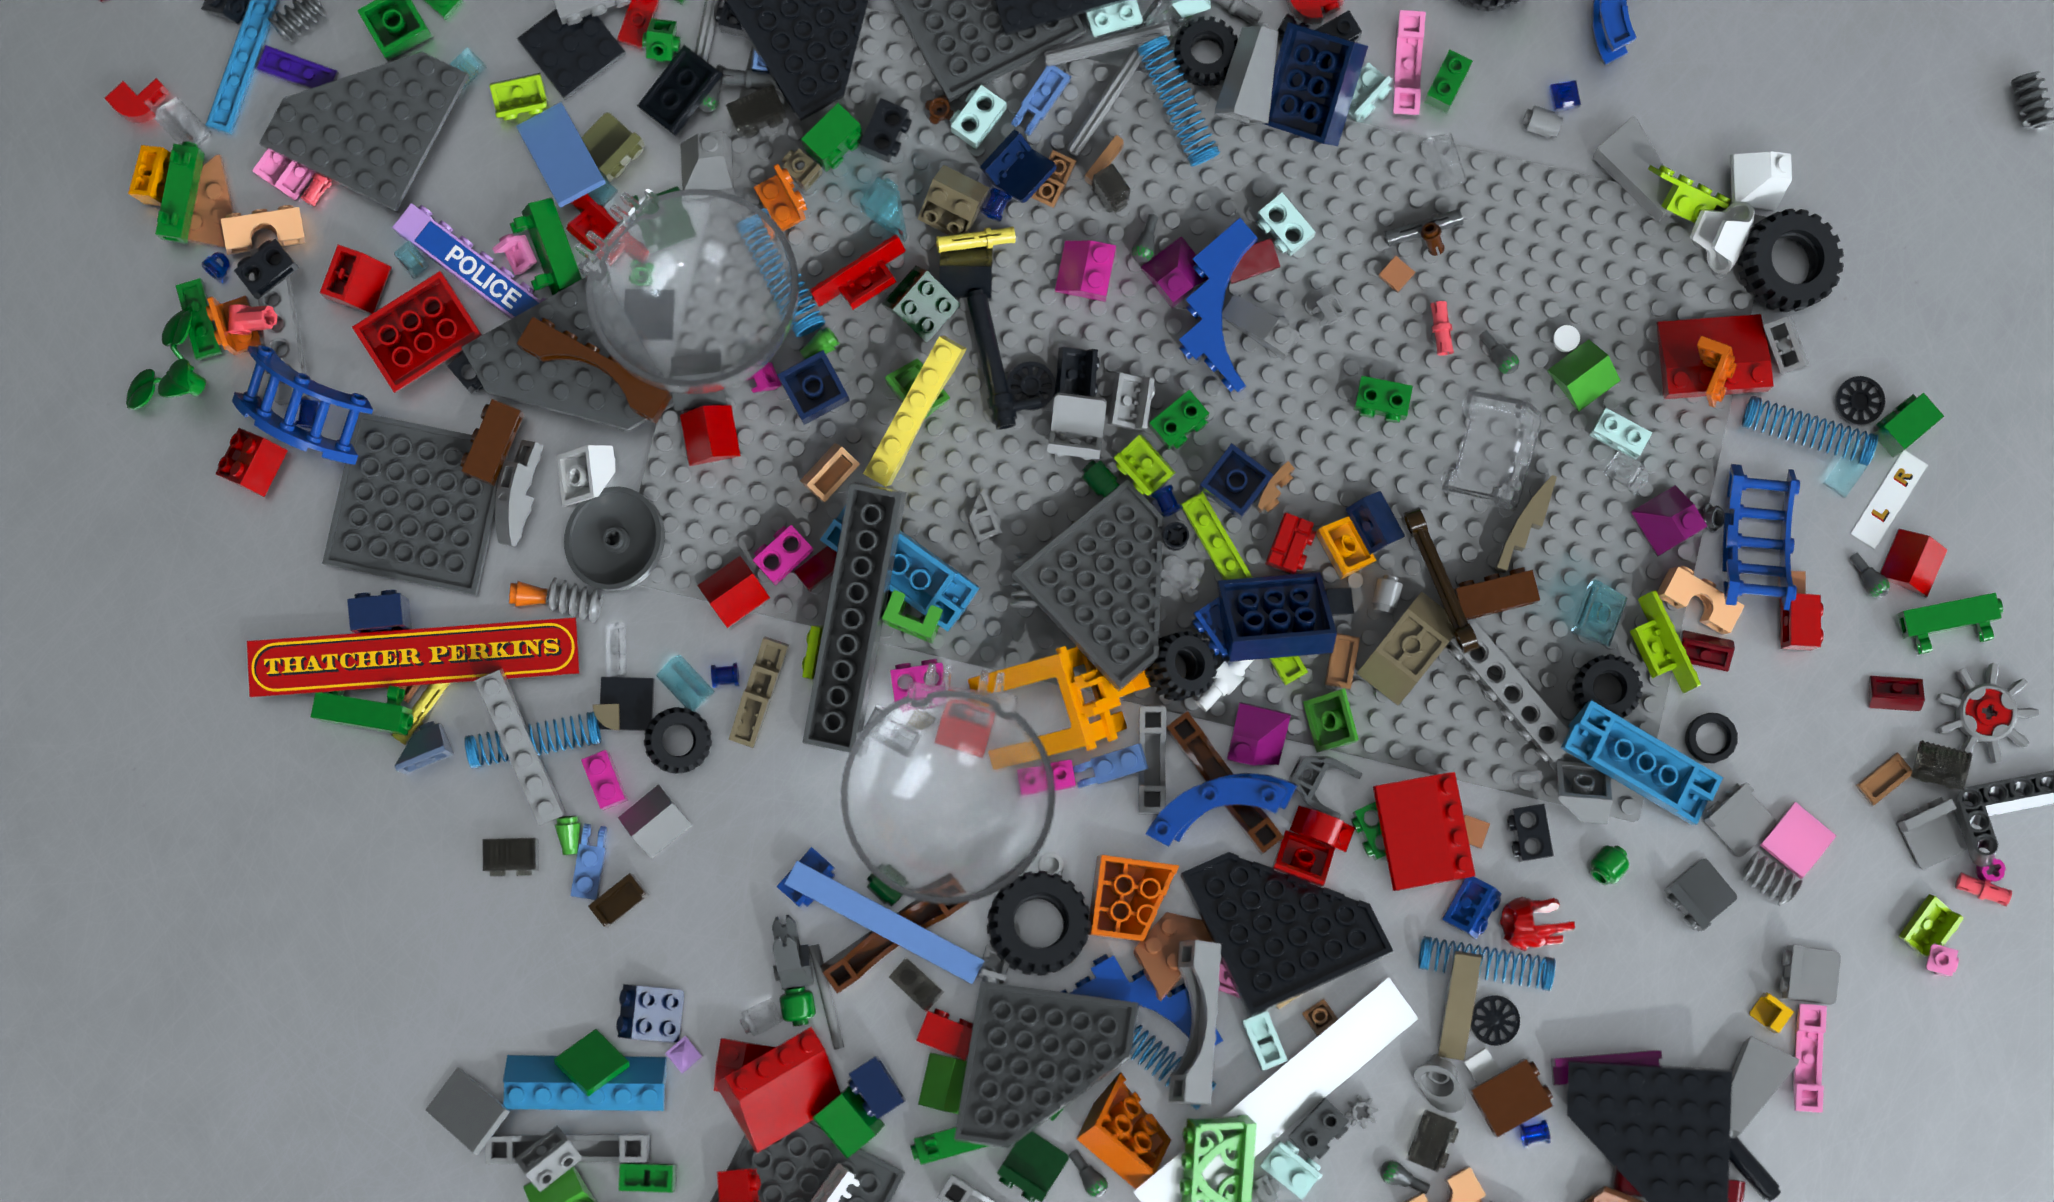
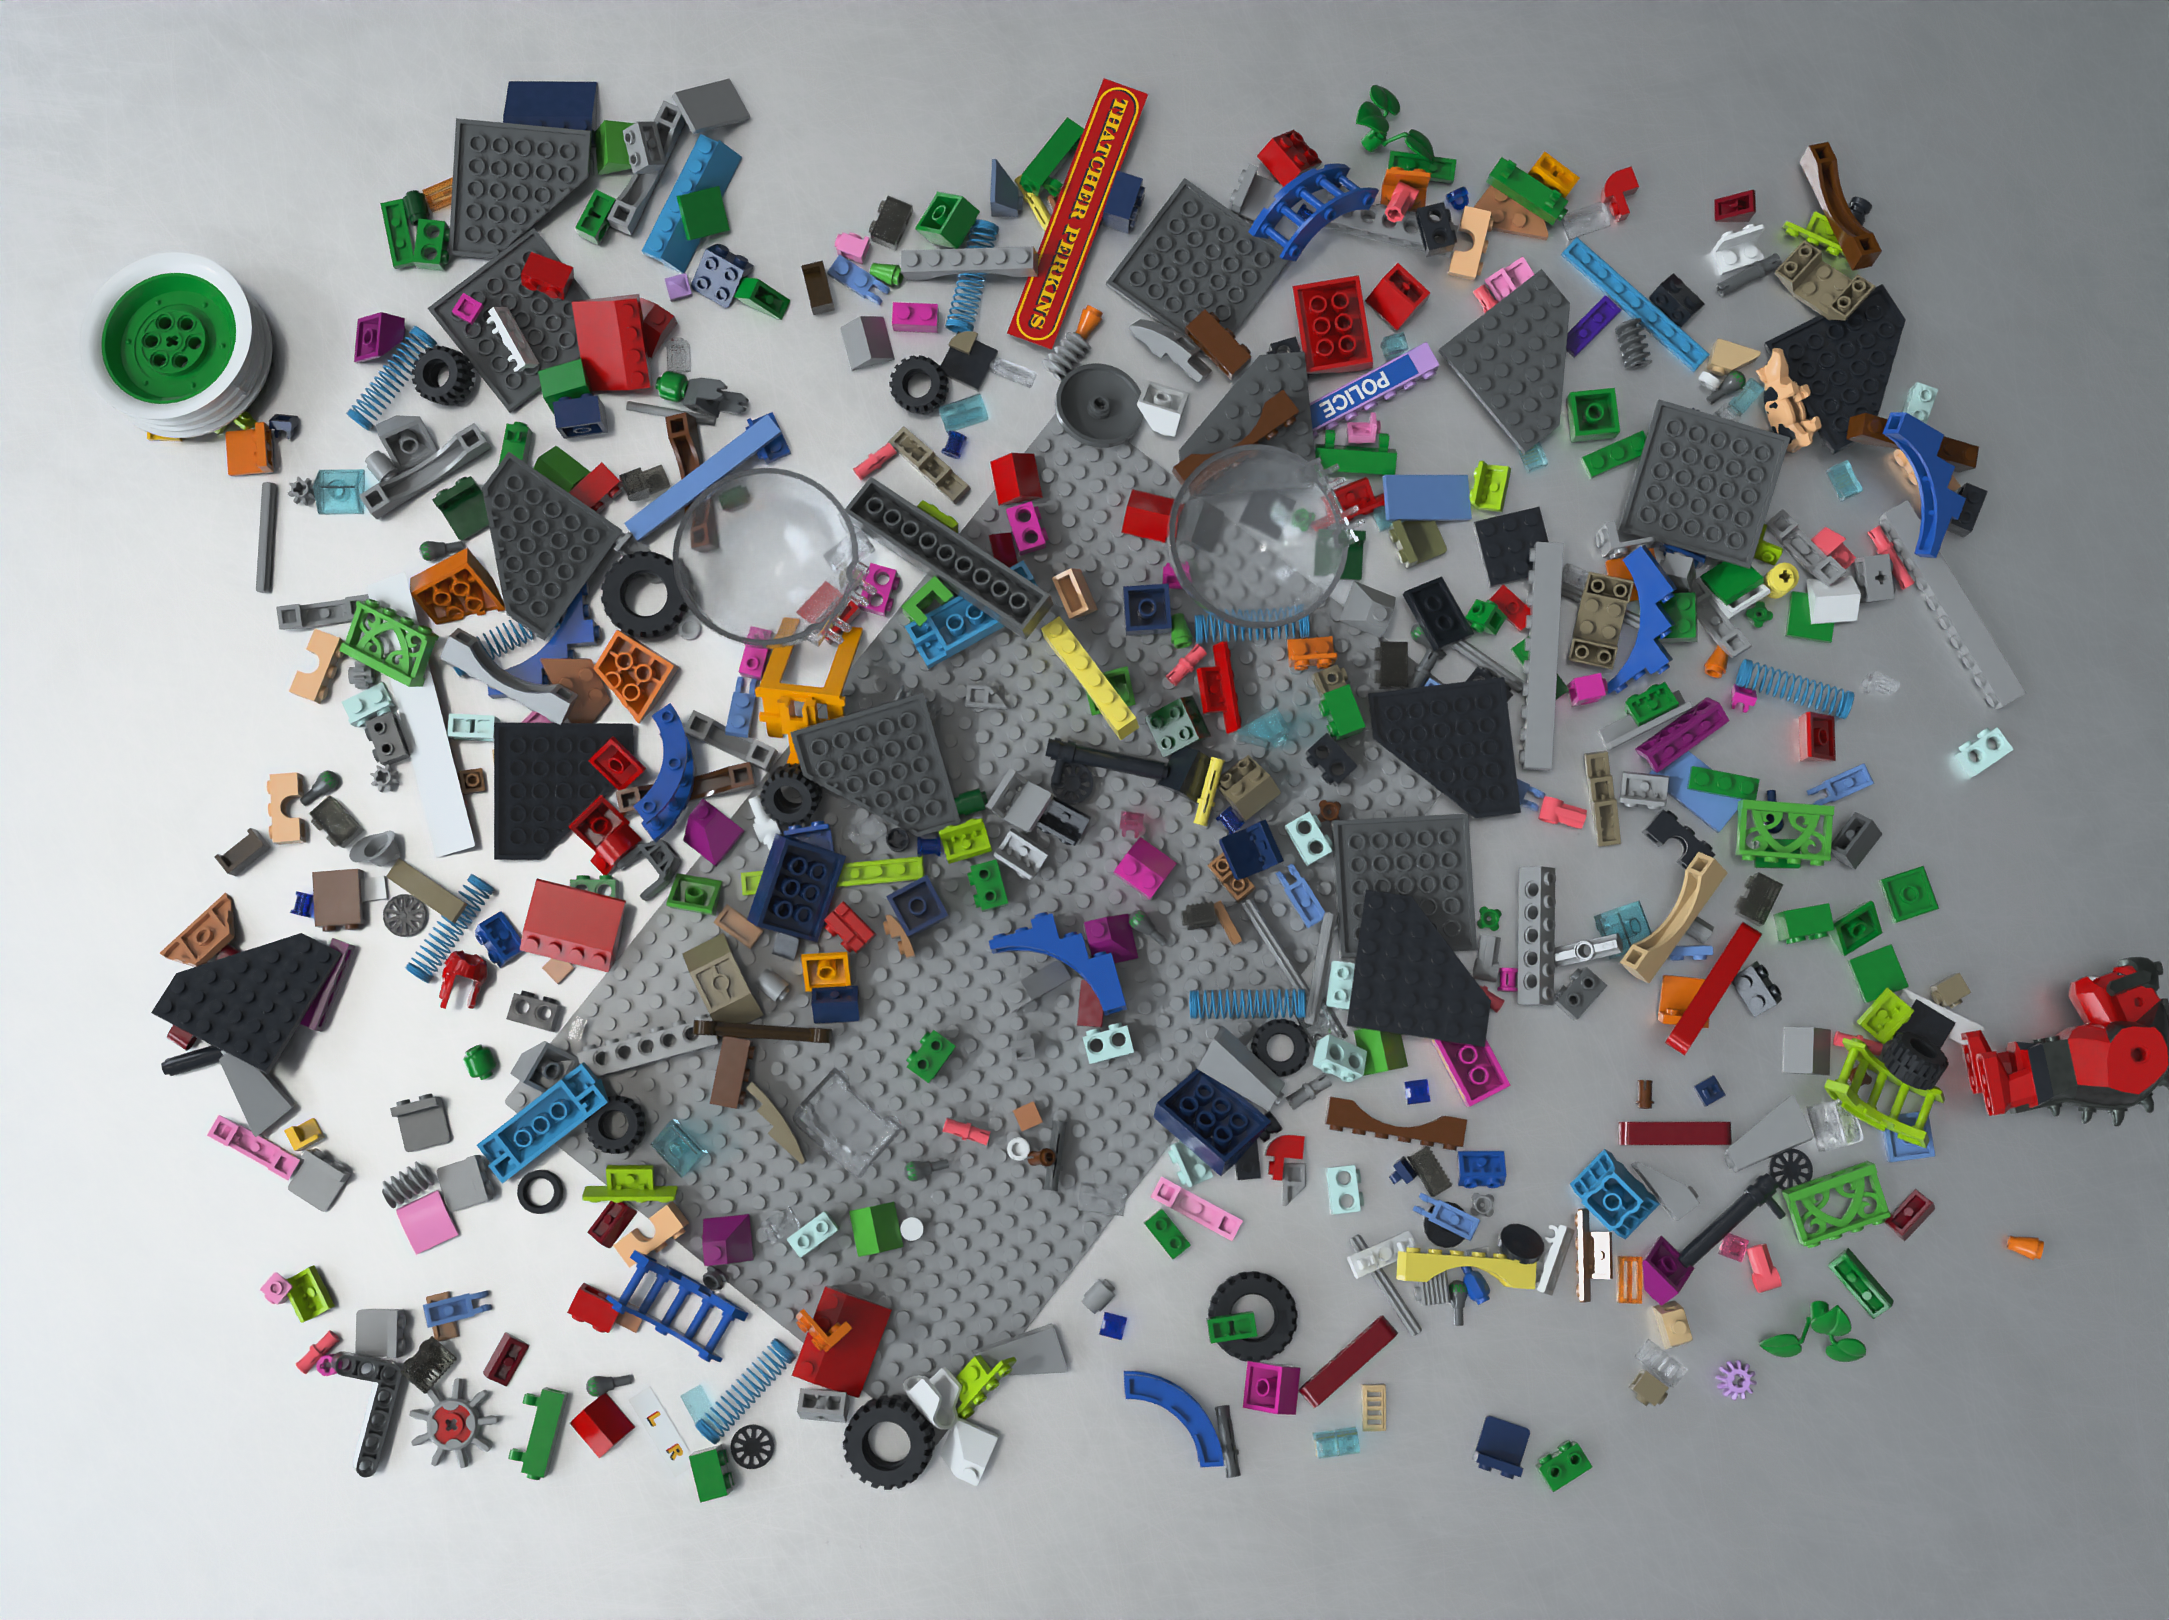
camera: 110 degrees right, 0 degrees up
(308, 477) = (1253, 194): none -> light grey bracket
(483, 792) = (947, 220): none -> green brick
(556, 885) = (852, 246): none -> bright pink brick
(656, 956) = (762, 297): none -> green slope
(781, 751) = (874, 461): none -> coral pin
(852, 323) = (1186, 665): none -> coral pin
(1044, 304) = (1131, 821): none -> clear pink tile
(1232, 866) = (617, 764): none -> red slope
(1434, 268) = (1018, 1148): none -> white tile
(1872, 767) = (453, 1309): none -> medium blue hinge

